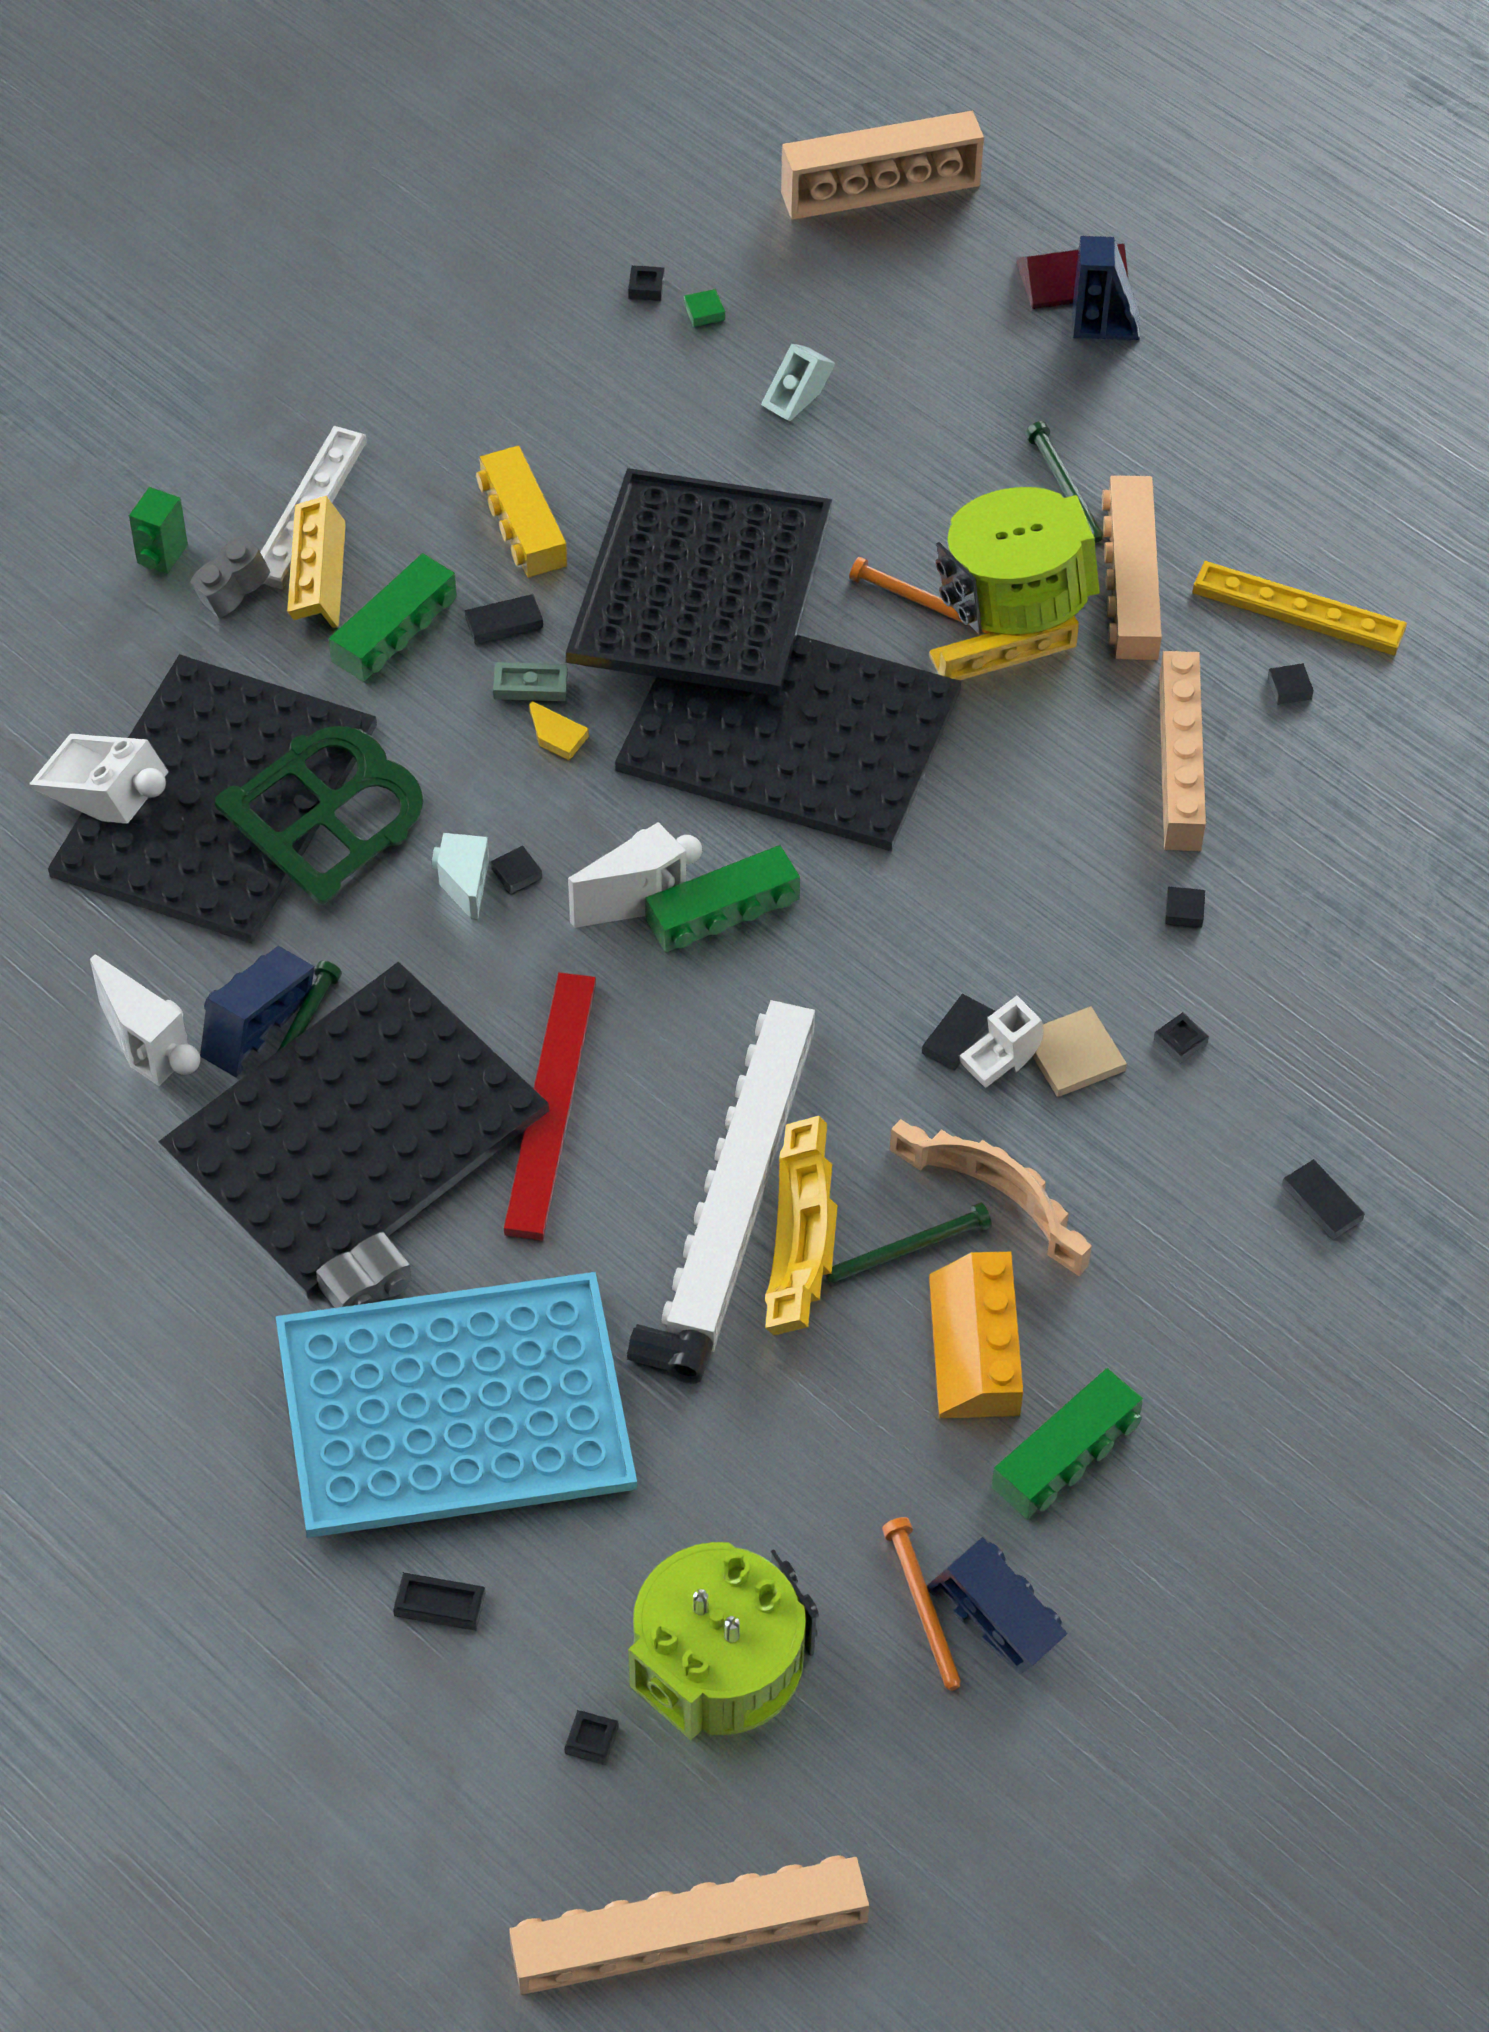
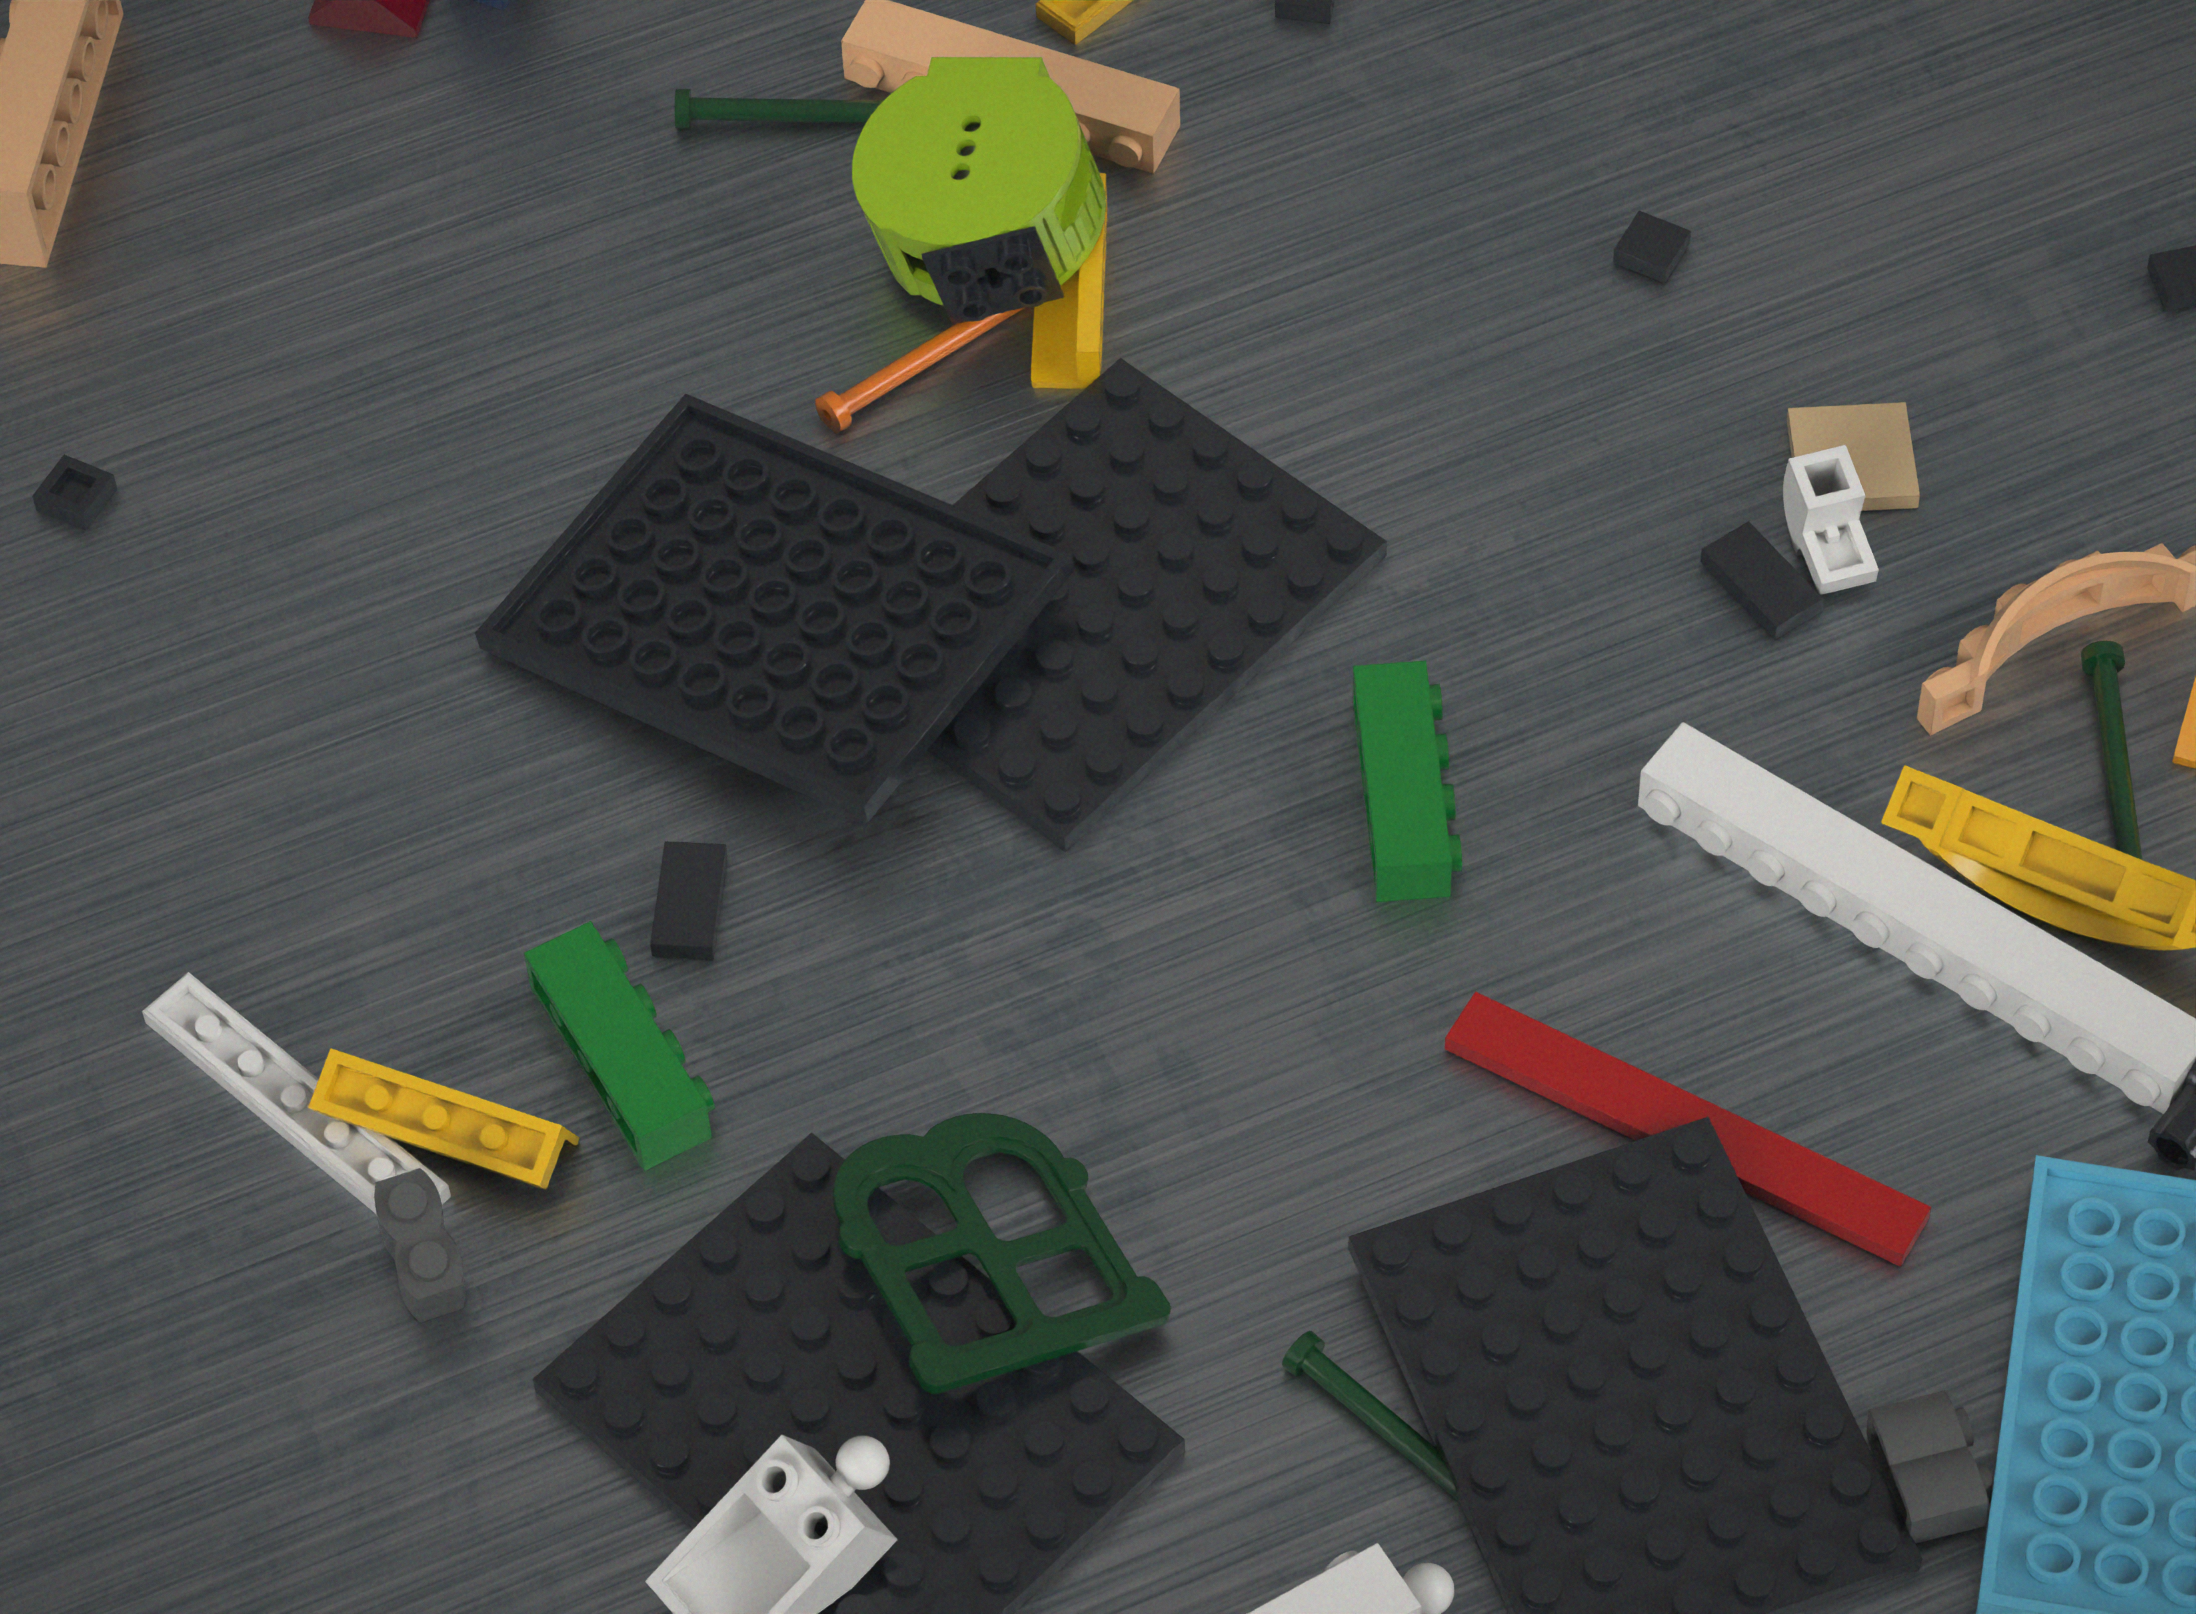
camera: 65 degrees left, 0 degrees up
(158, 530) = (266, 1319): green brick -> none
(251, 1005) = (1349, 1463): dark blue wedge -> none
(463, 869) = (1195, 1102): light aqua slope -> none
(516, 869) = (1211, 1036): black tile -> none
(522, 511) = (485, 800): yellow brick -> none
(530, 681) = (845, 900): sand green plate -> none
(557, 732) = (958, 899): yellow tile -> none
(620, 880) = (1329, 858): white slope -> none
(704, 307) = (176, 433): green tile -> none
(797, 381) = (419, 360): light aqua slope -> none
(1181, 1037) = (1877, 330): black tile -> none
(1182, 751) = (1384, 145): light nougat brick -> none

